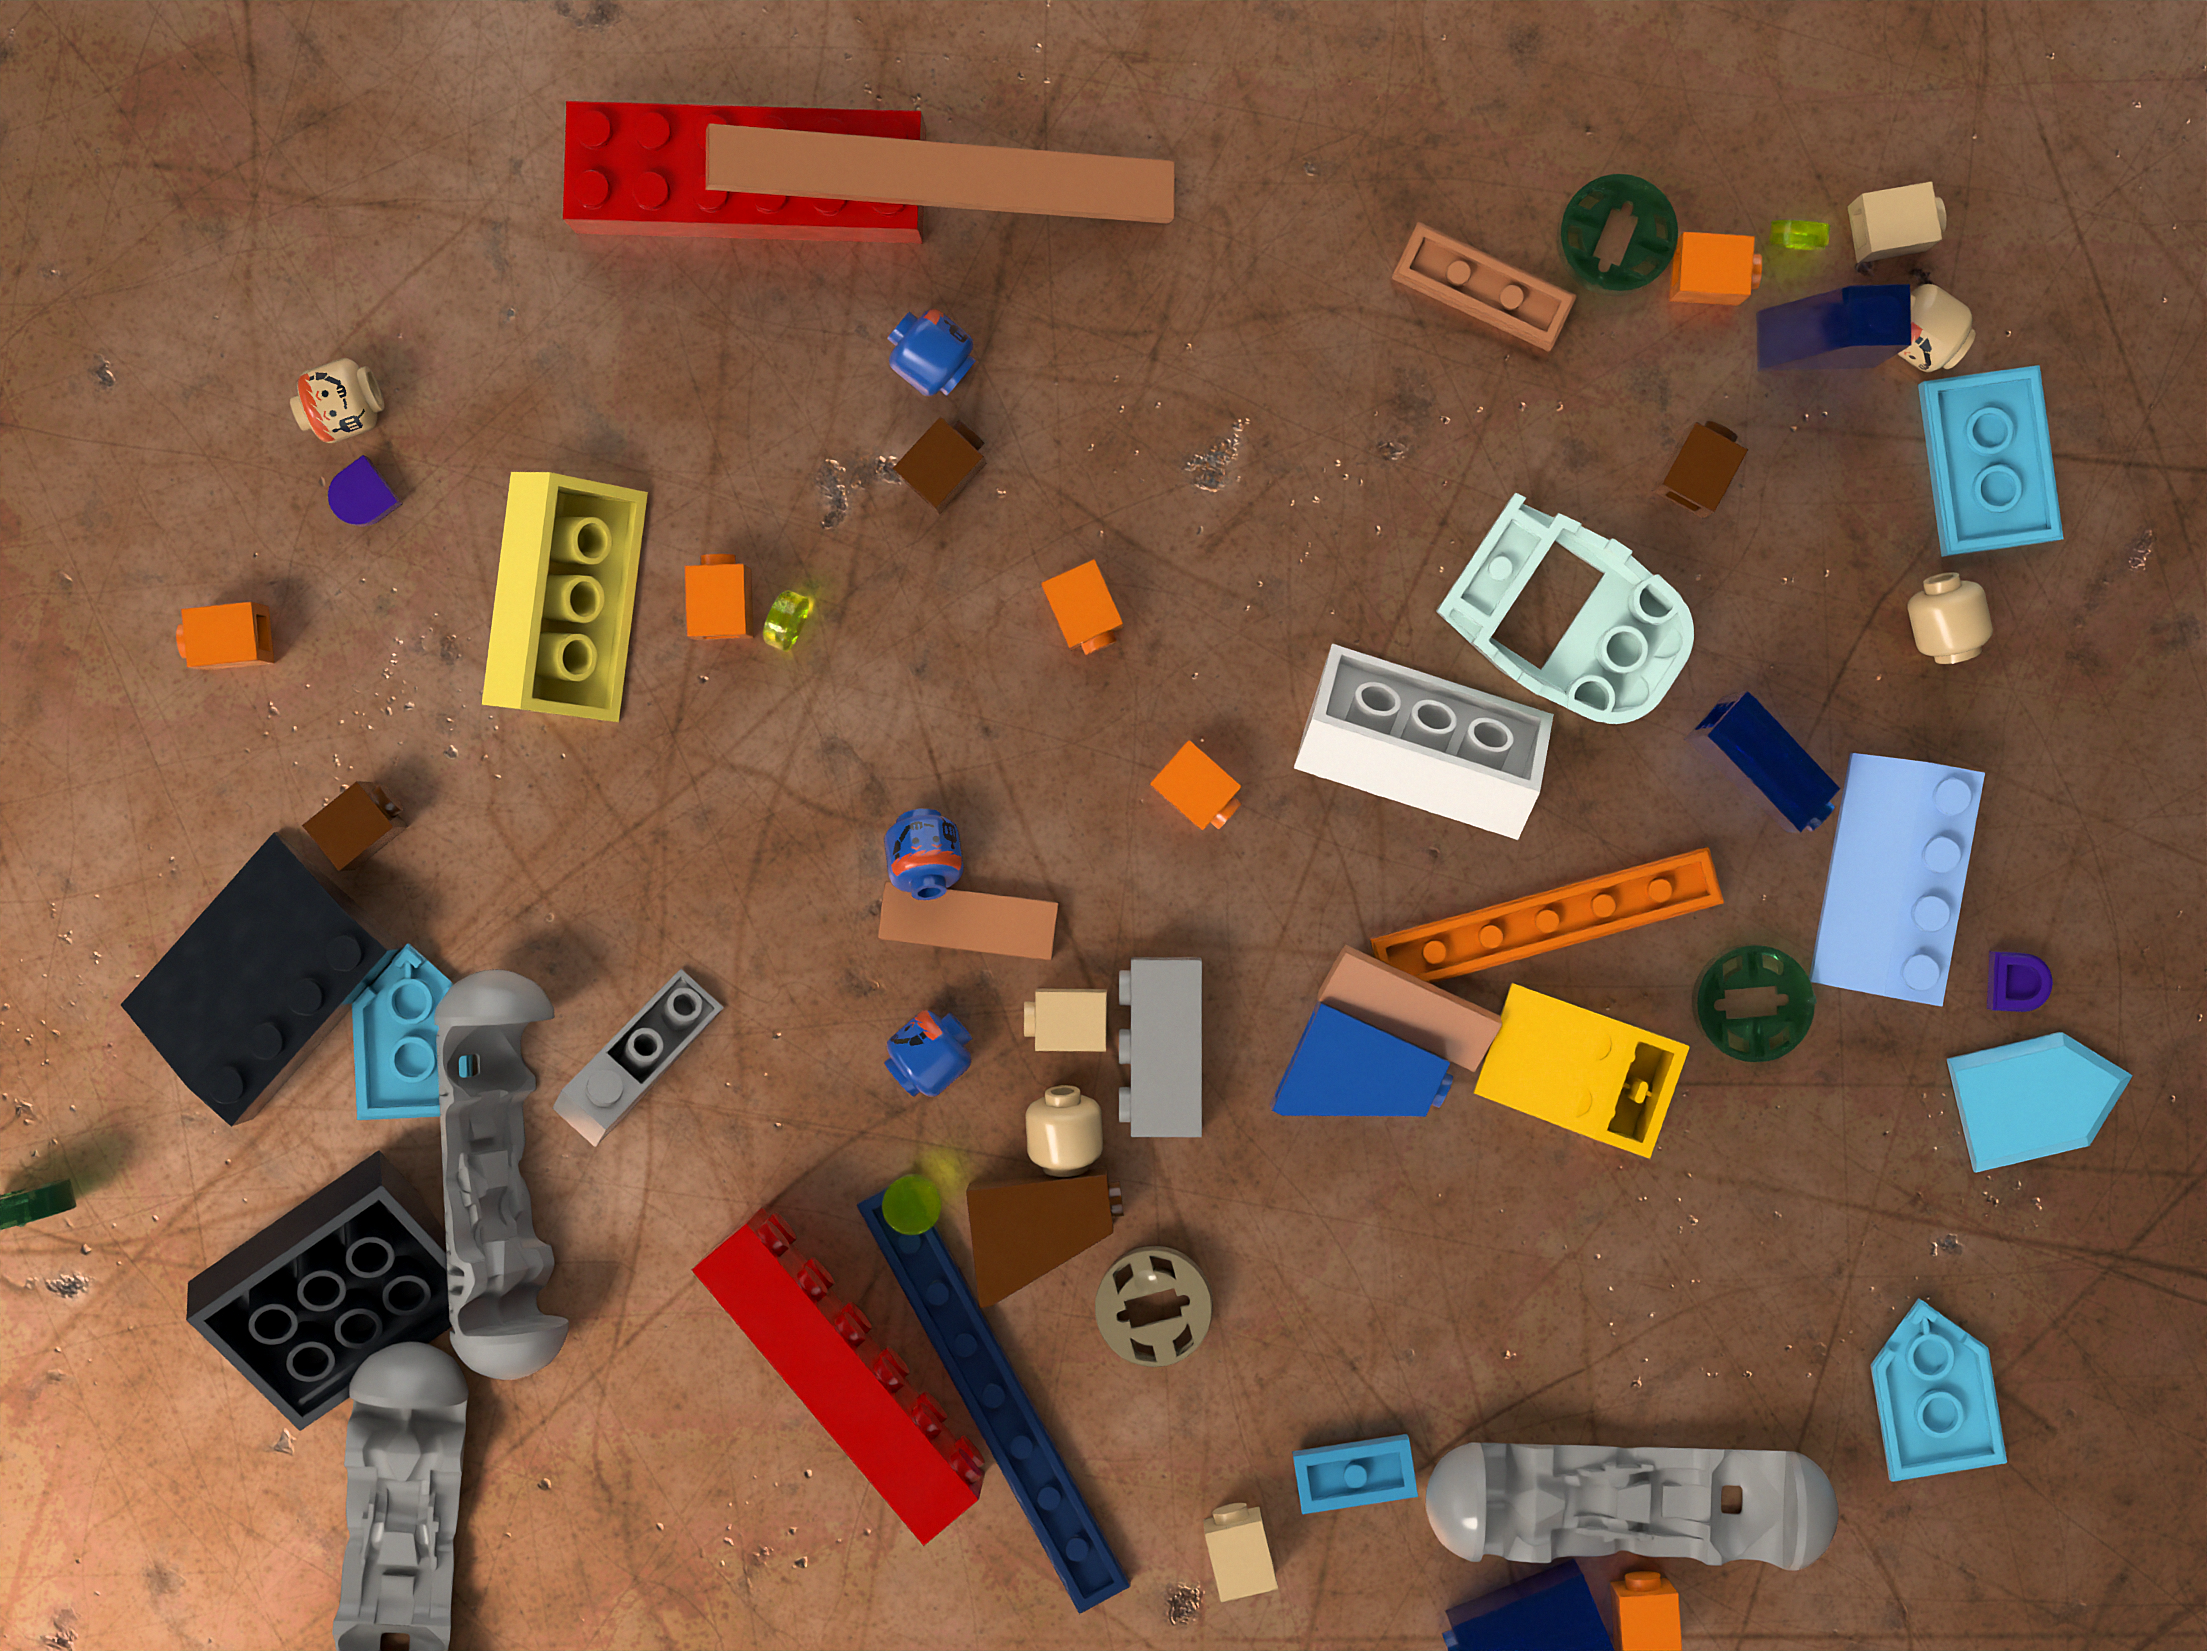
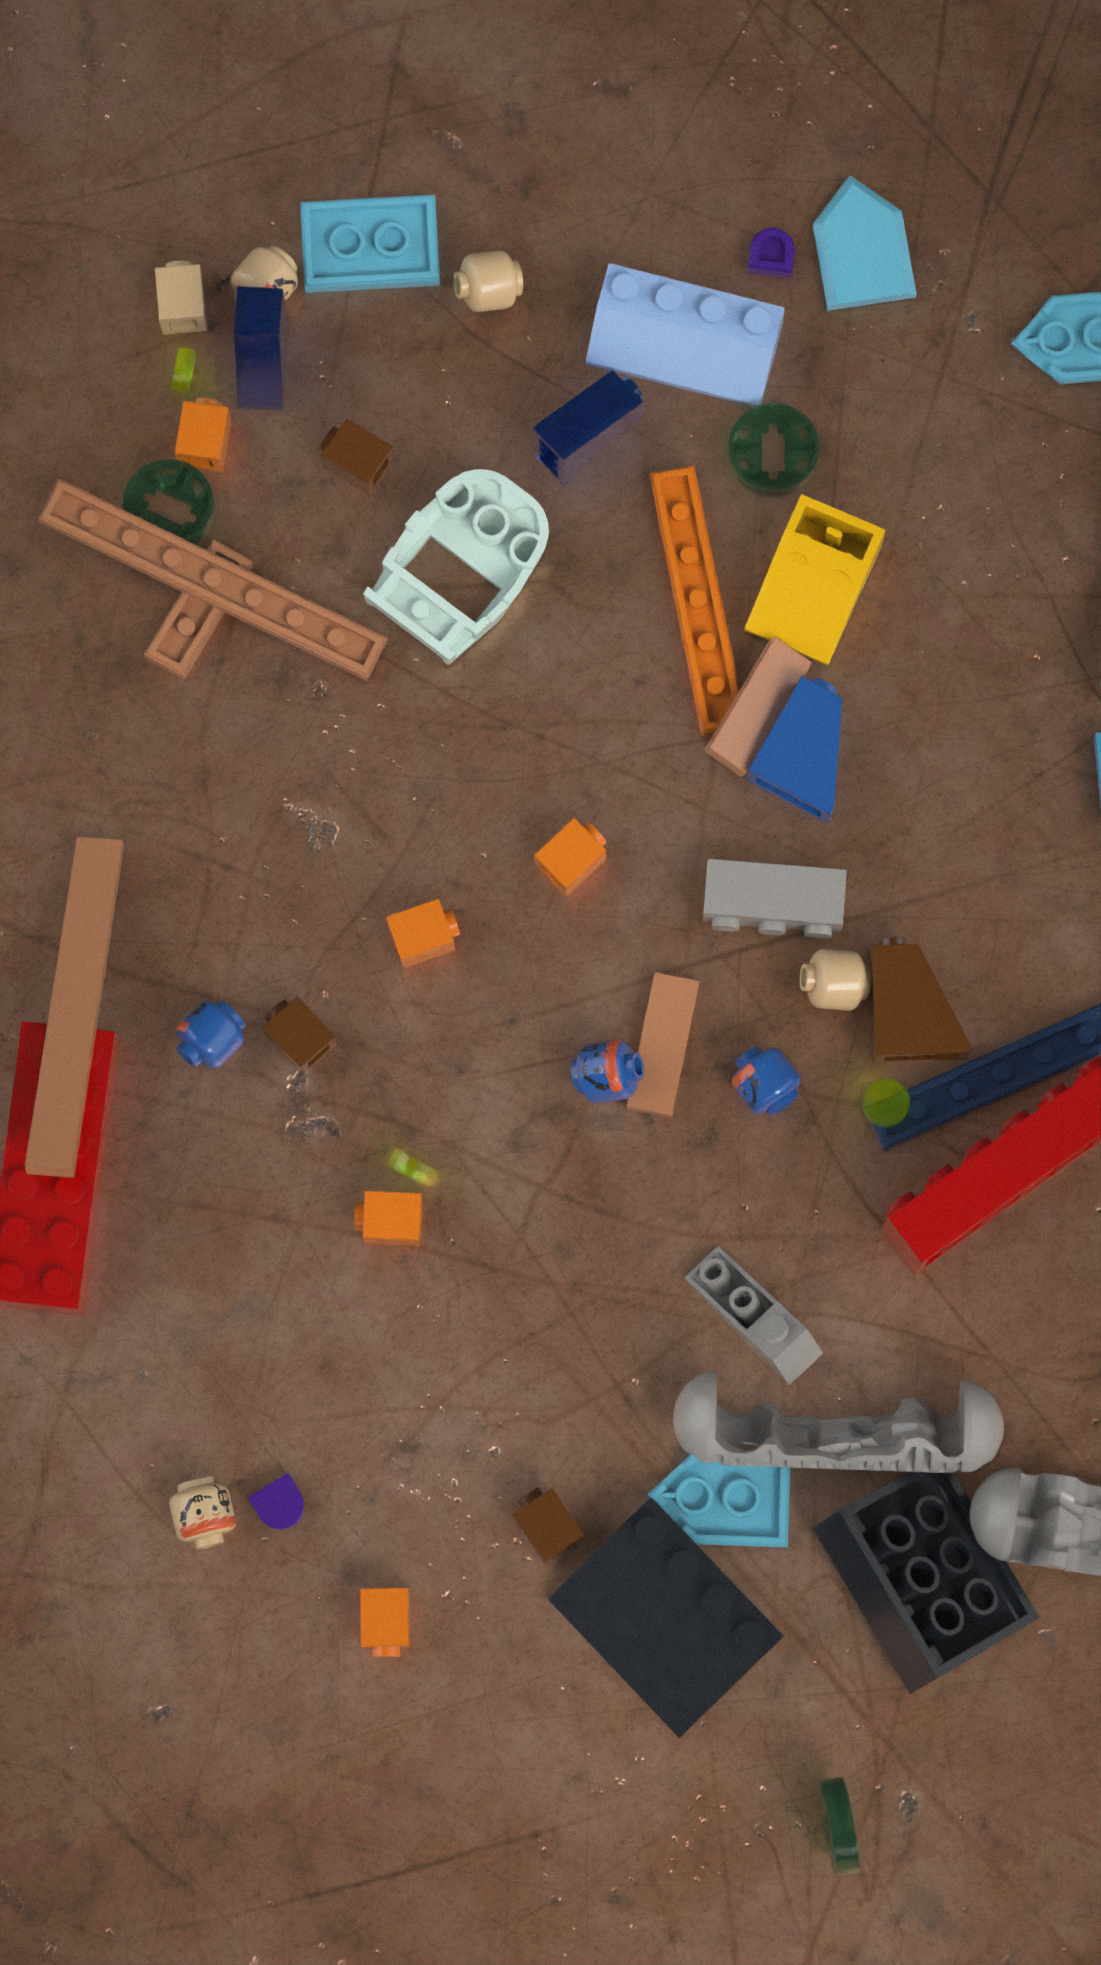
camera: 85 degrees left, 10 degrees down
(564, 596) = (377, 1343): light yellow slope -> none
(1067, 1019) = (747, 969): tan brick -> none
(1147, 1280) = (959, 928): dark tan piece -> none
(1425, 742) = (550, 679): white slope -> none
(1521, 297) = (213, 580): none -> nougat tile

